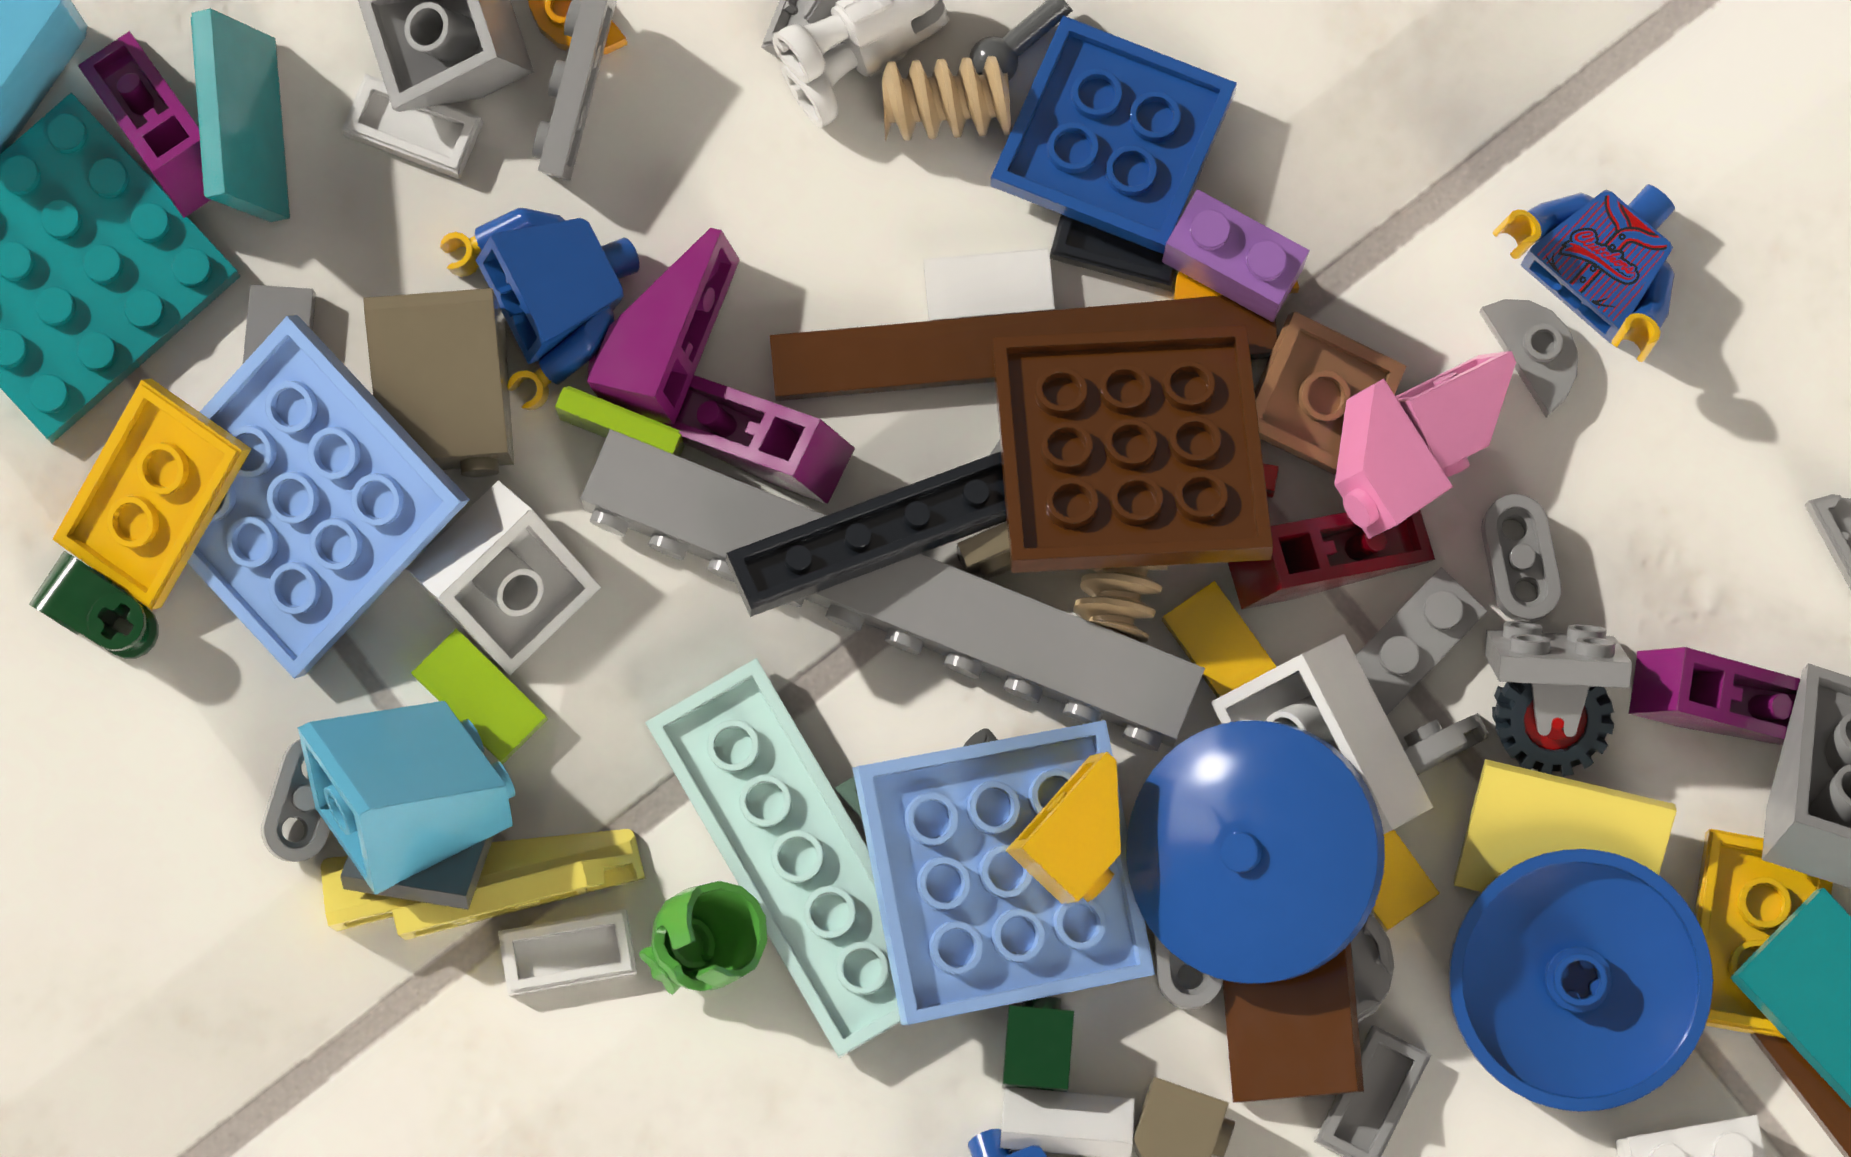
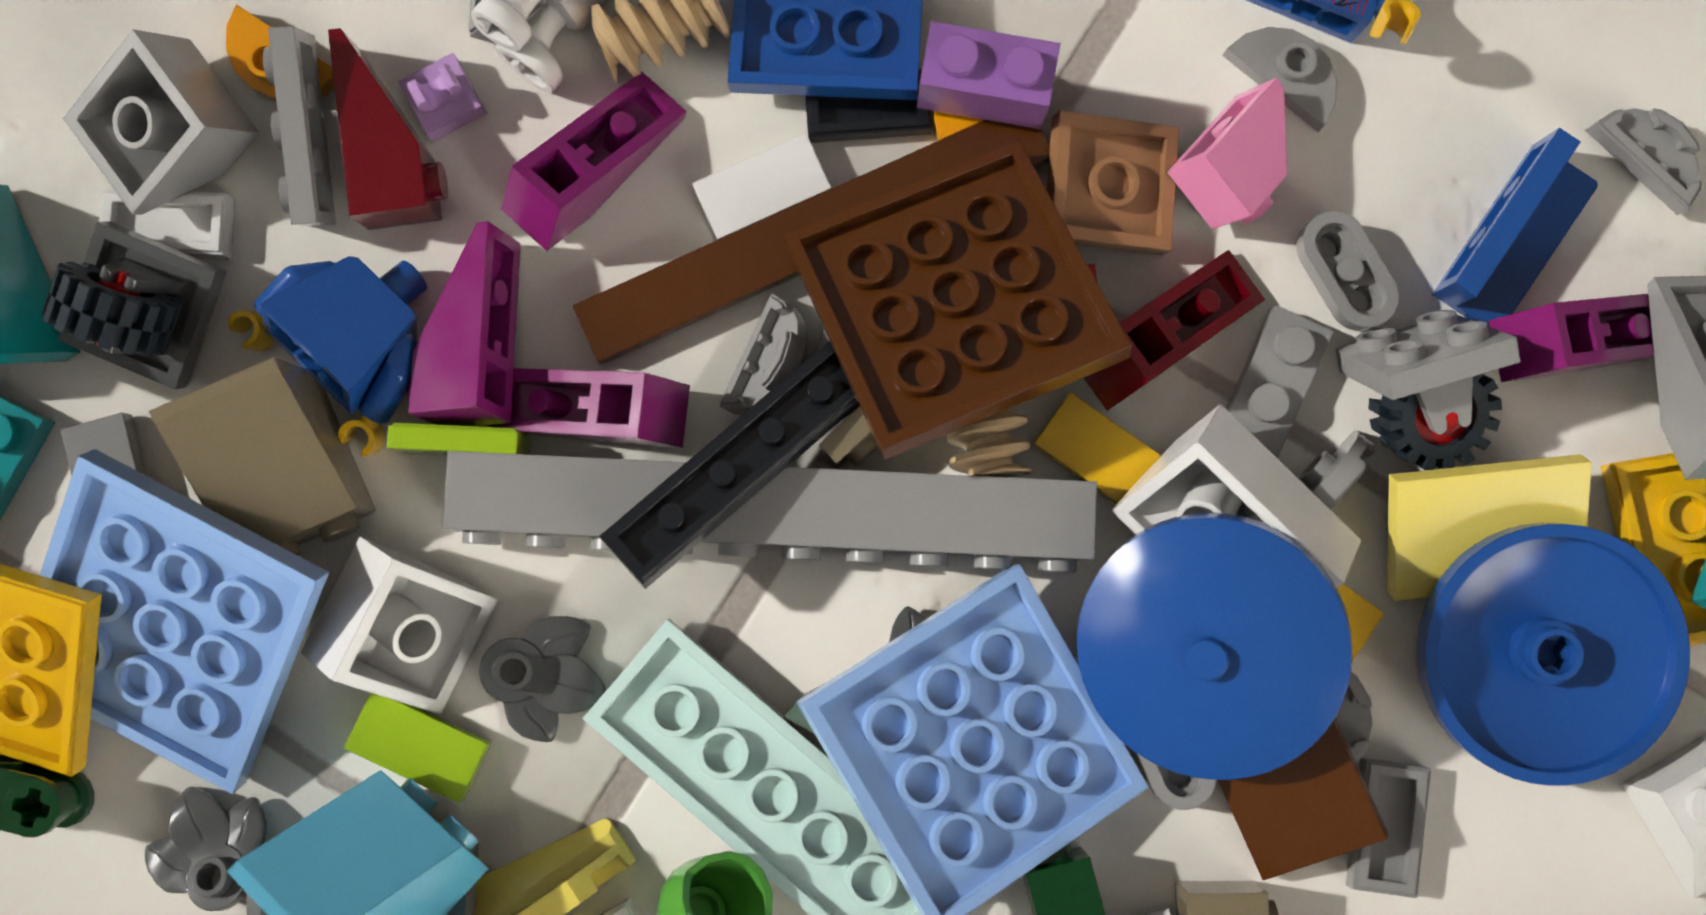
camera: 20 degrees left, 5 degrees up
(248, 714) = (199, 842): none -> dark grey plate
(368, 195) = (135, 304): none -> plate
(628, 677) = (552, 676): none -> dark grey plate
(643, 139) = (385, 162): none -> dark red slope
(715, 96) = (442, 97): none -> lavender tile
(835, 204) = (588, 160): none -> magenta slope
(939, 447) = (769, 357): none -> light grey plate
(1075, 834) = (1034, 688): yellow slope -> none
(1384, 462) = (1197, 224): bright pink slope -> none
(1703, 580) = (1518, 232): none -> blue panel

